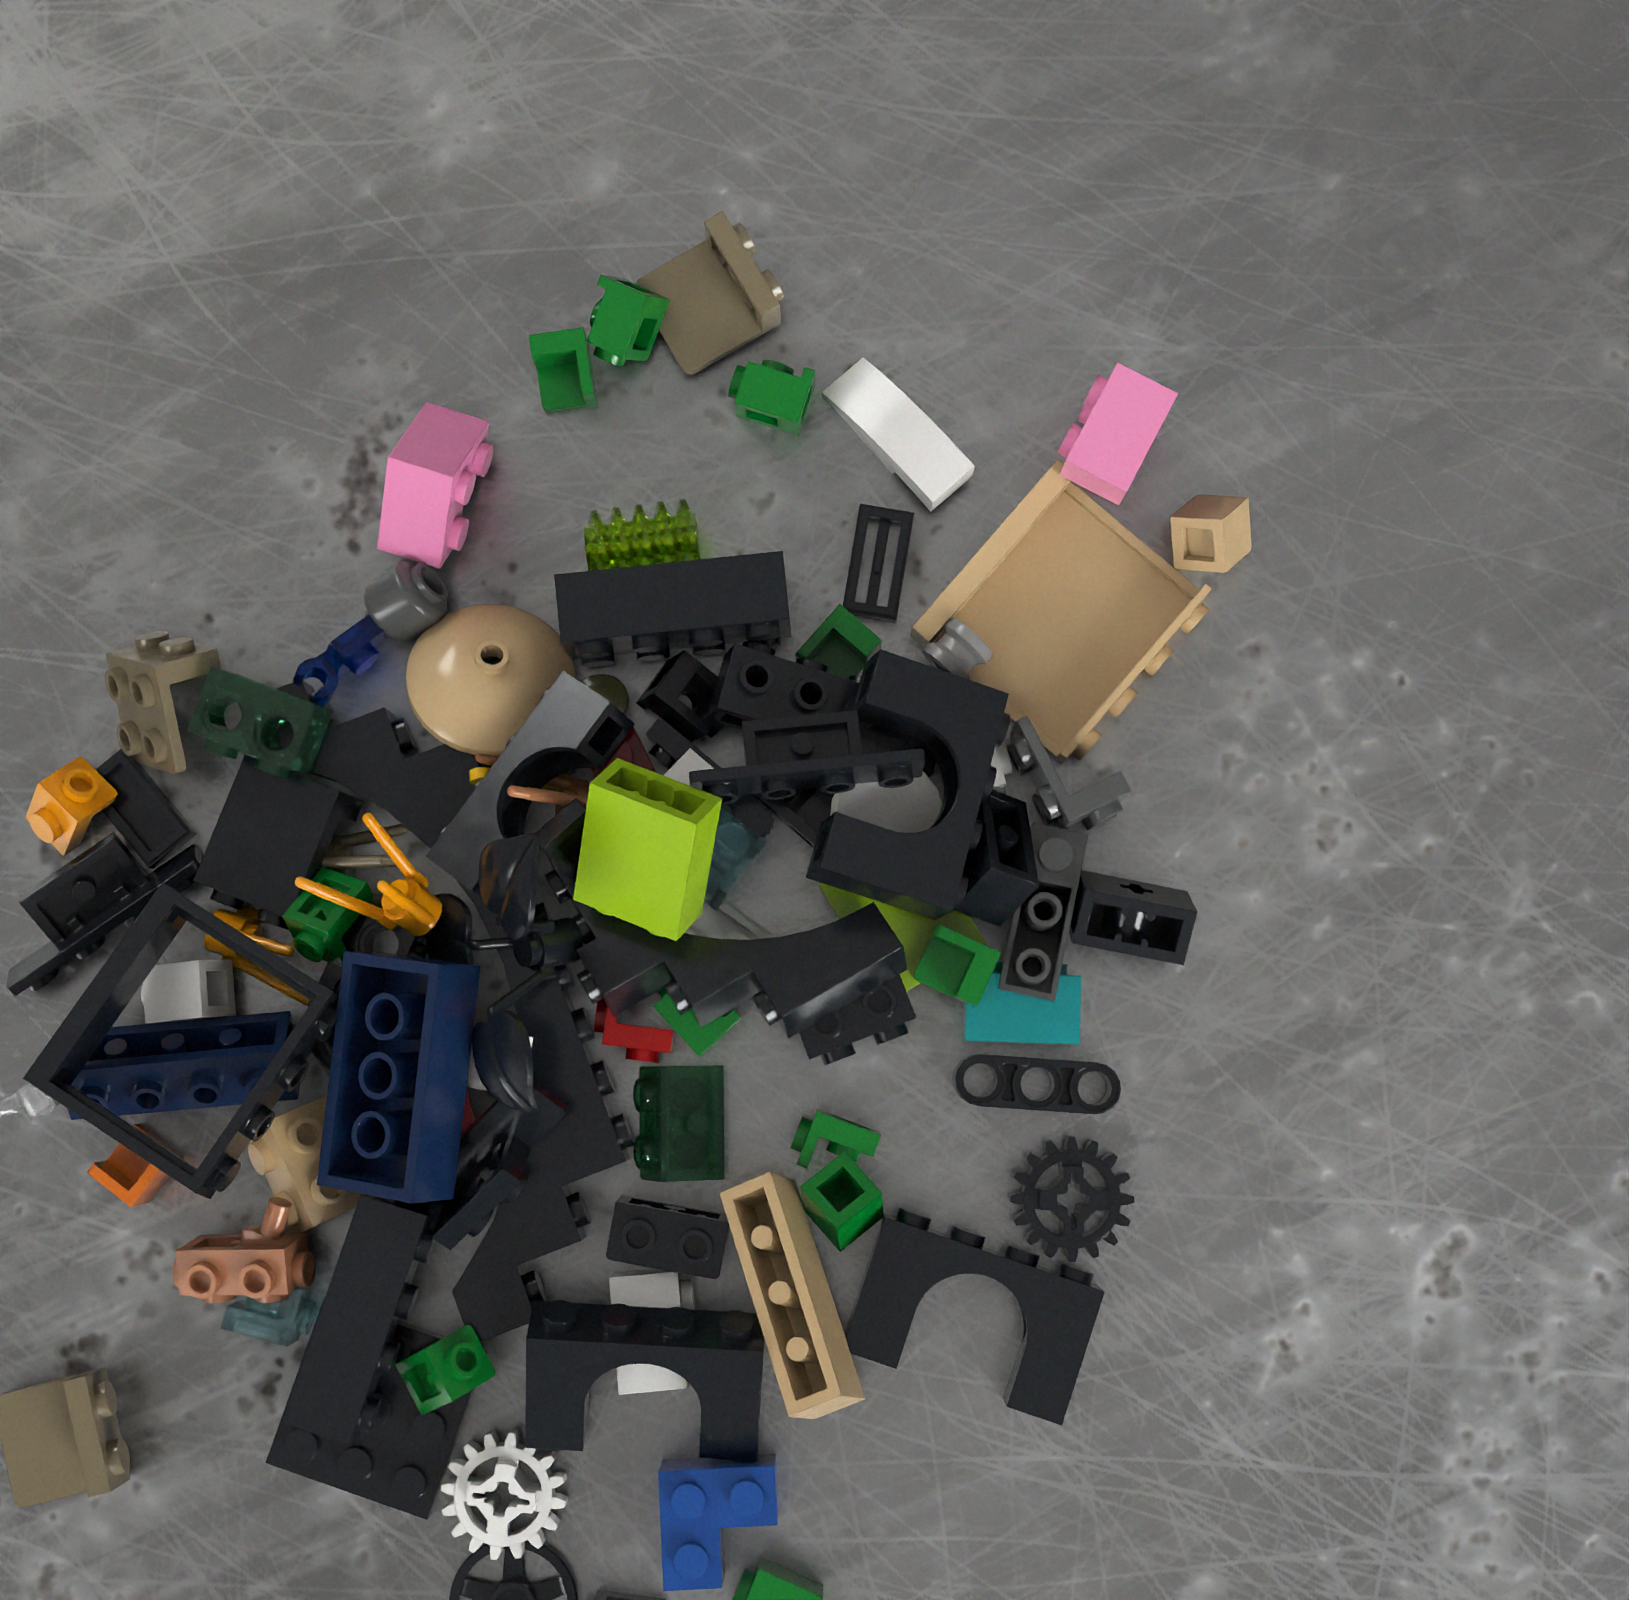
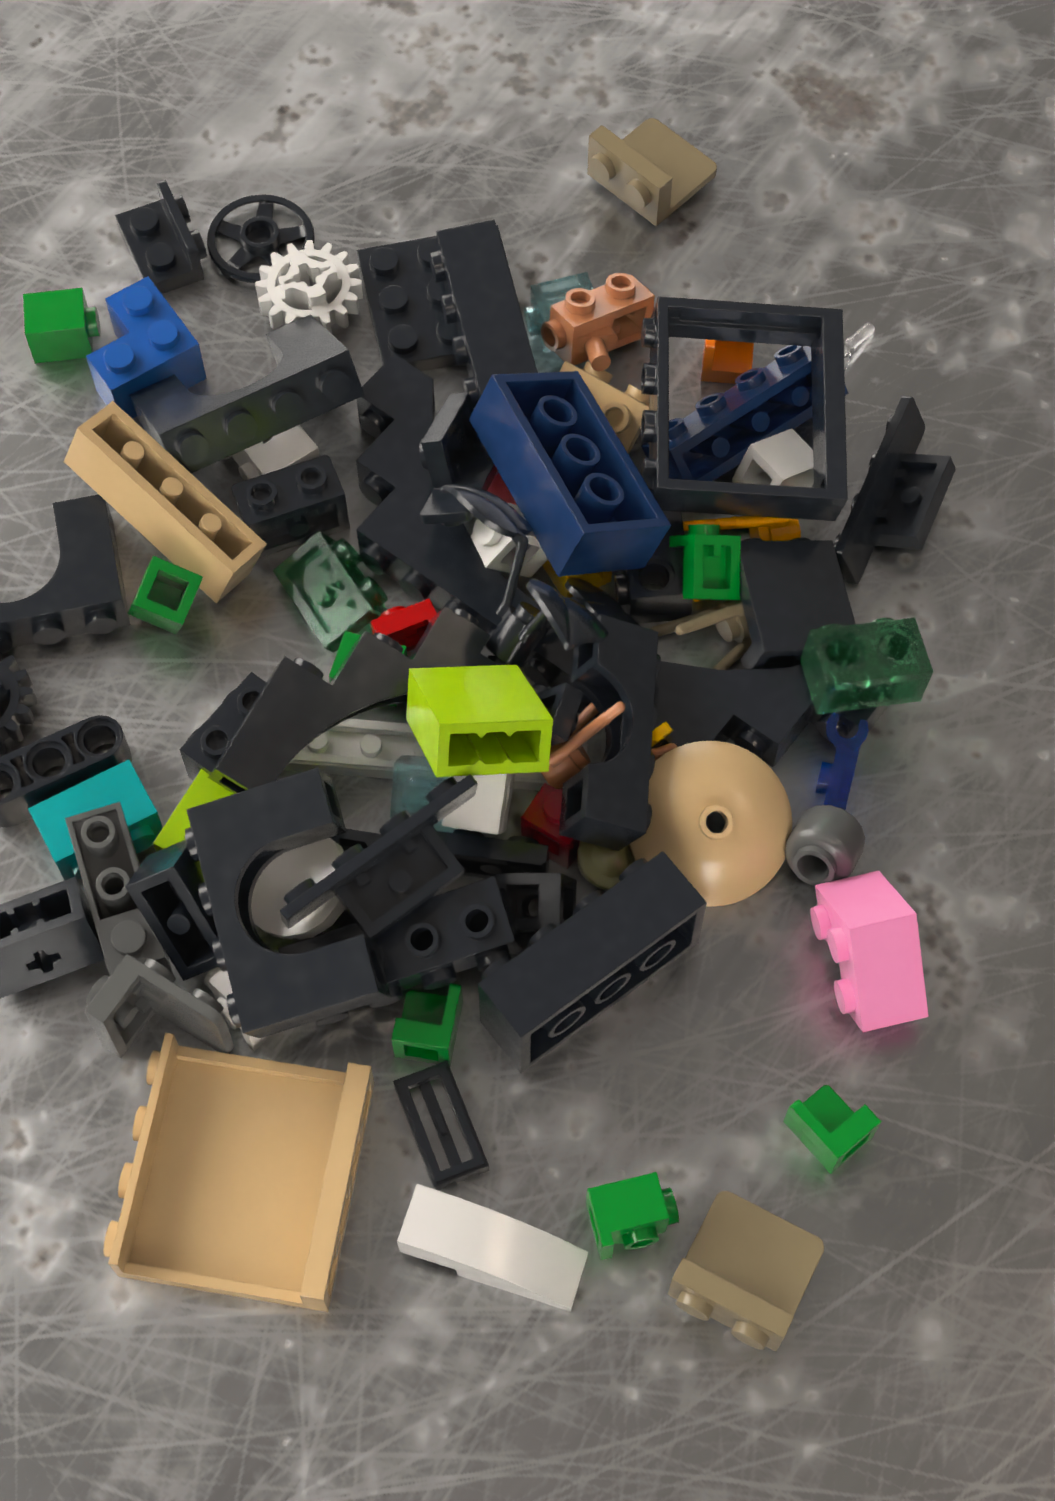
camera: 145 degrees right, 20 degrees down
(67, 803) = (970, 550): light orange bracket -> none
(140, 687) = (980, 662): dark tan bracket -> none
(143, 811) = (919, 584): black tile -> none
(403, 901) = (652, 596): light orange plant -> none
(445, 1369) = (397, 326): green bracket -> none
(625, 321) = (807, 1197): green brick -> none
(641, 537) = (659, 1010): clear neon green piece -> none
(840, 1132) = (199, 649): green bracket -> none
(956, 965) = (160, 806): green panel -> none
(957, 650) = (317, 1070): light grey wheel -> none
(1118, 430) = (273, 1349): bright pink brick -> none
(1211, 533) = (139, 1331): tan panel -> none

